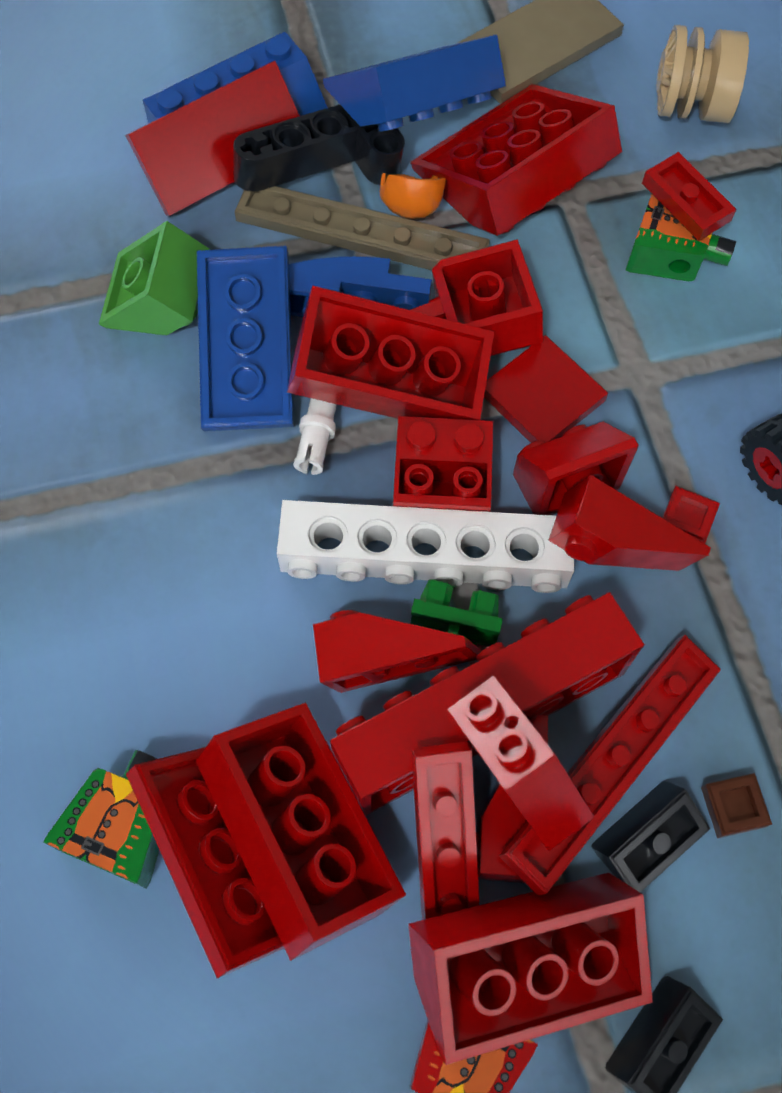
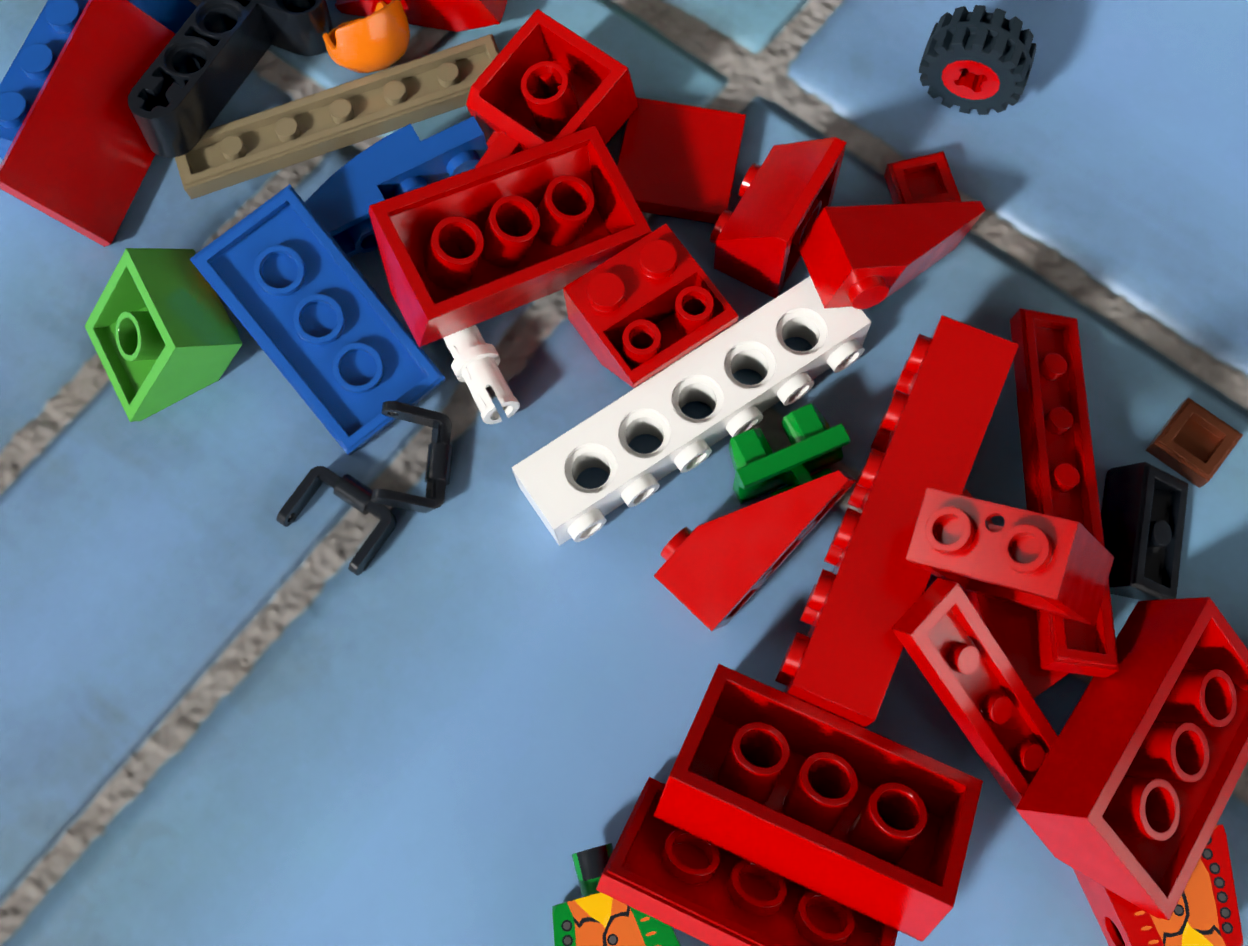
camera: 30 degrees left, 5 degrees up
(187, 454) = (354, 494): none -> black piece
(249, 470) = (438, 459): none -> black piece

